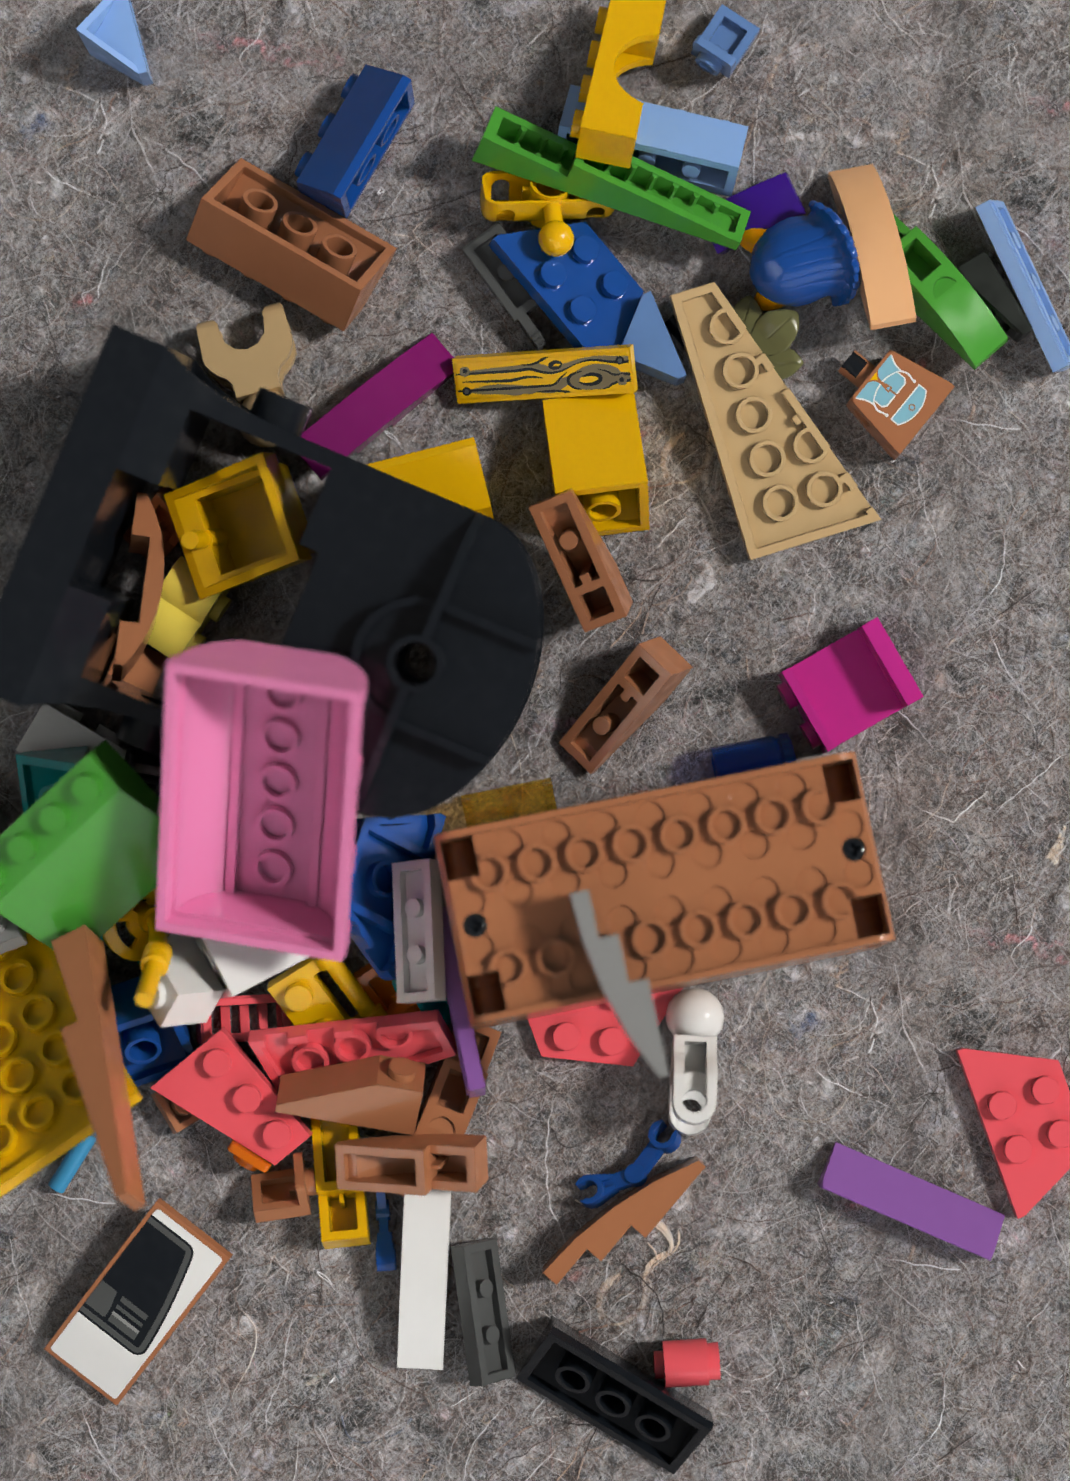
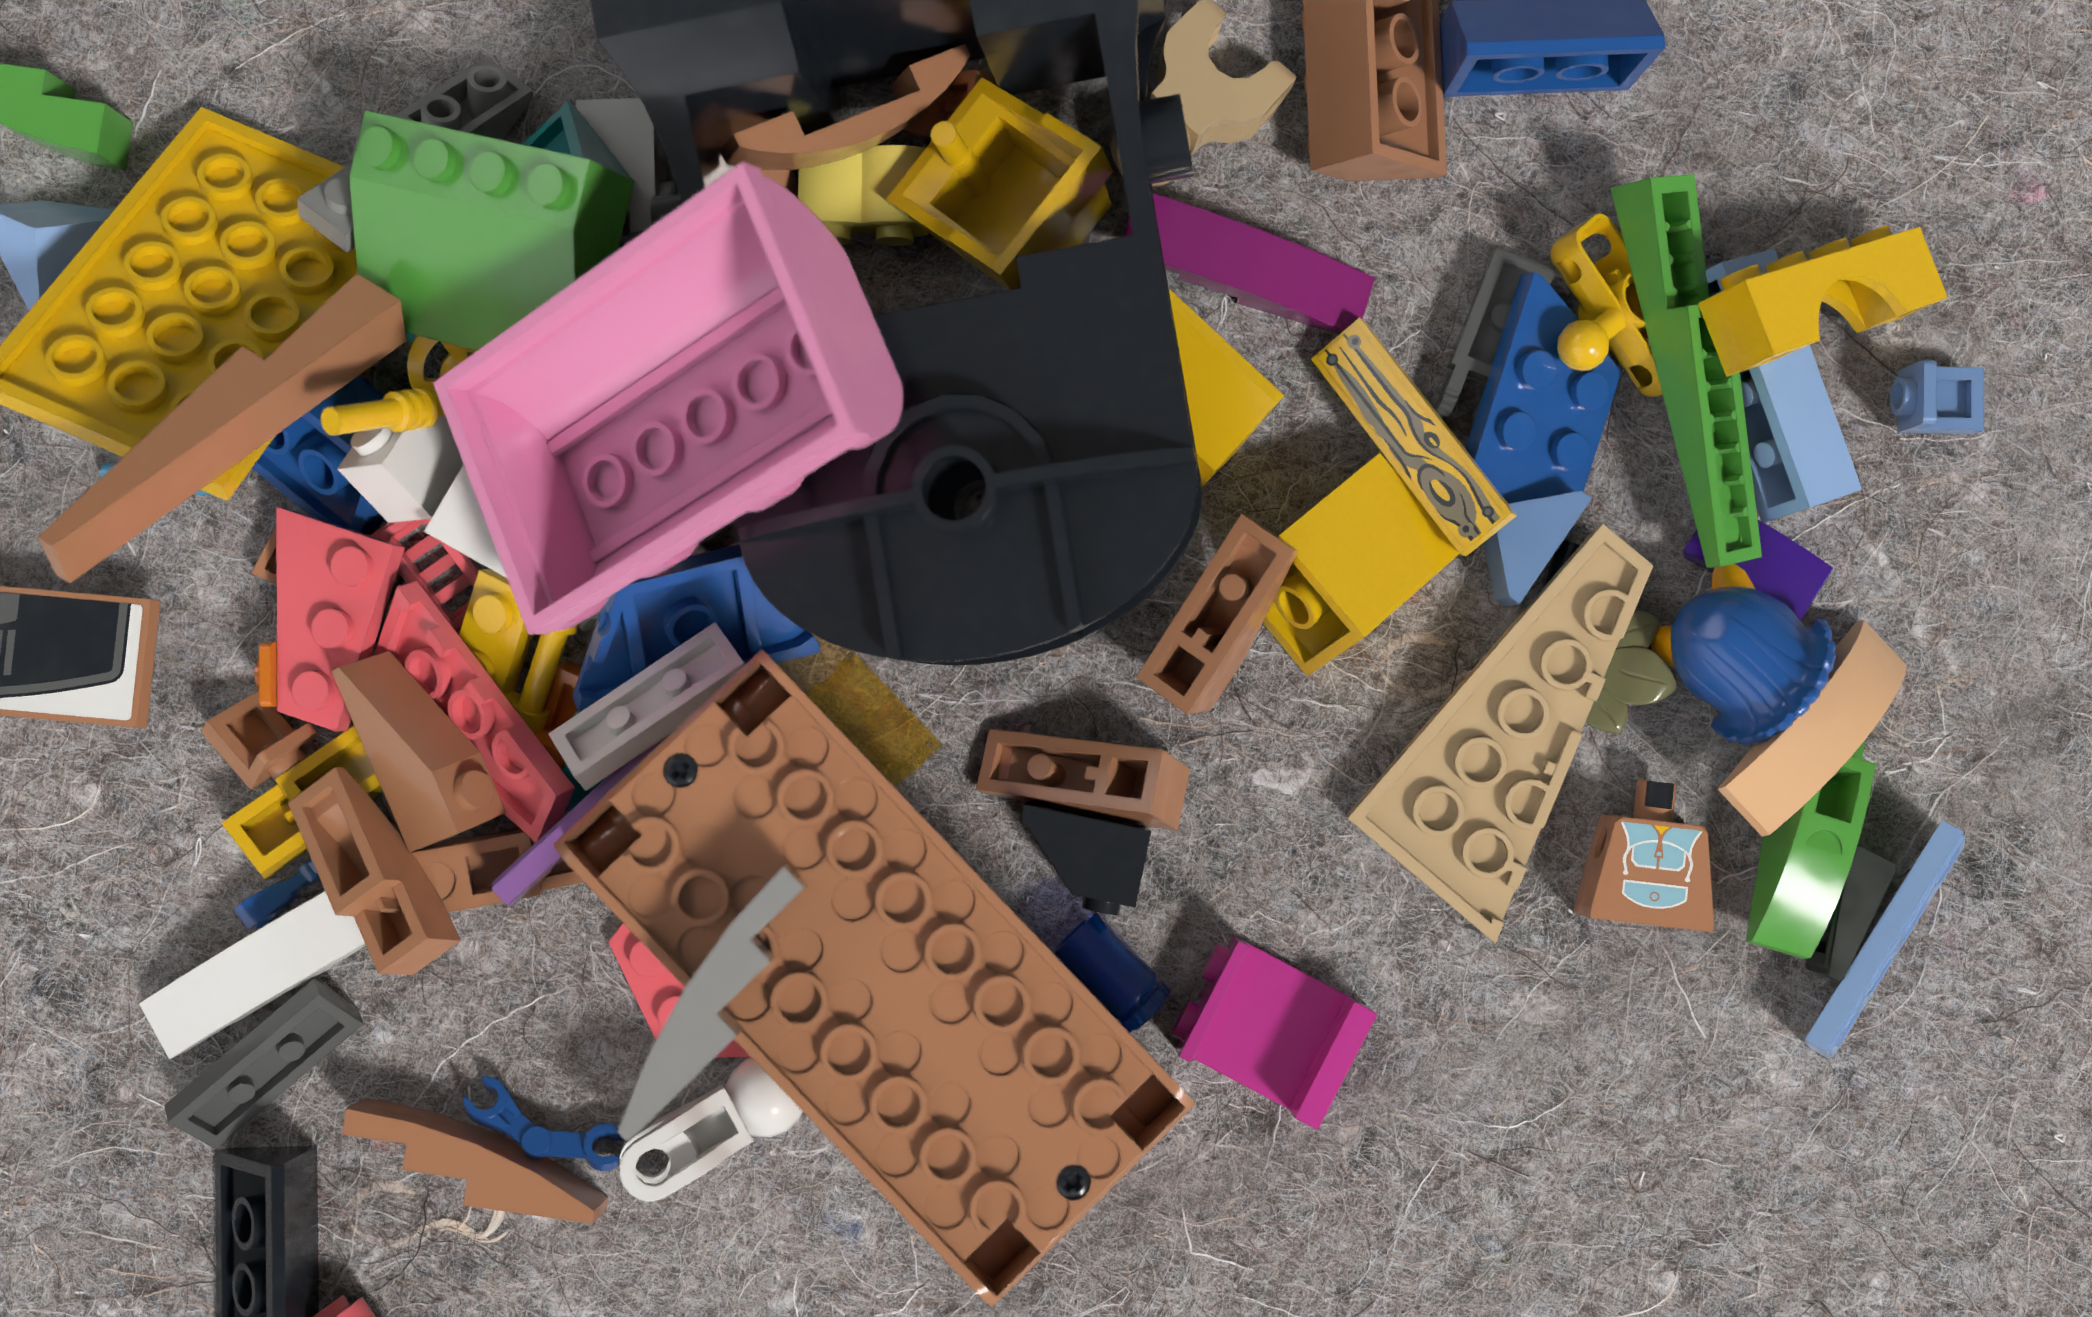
camera: 60 degrees right, 0 degrees up
(675, 728) = (1092, 855): none -> black slope

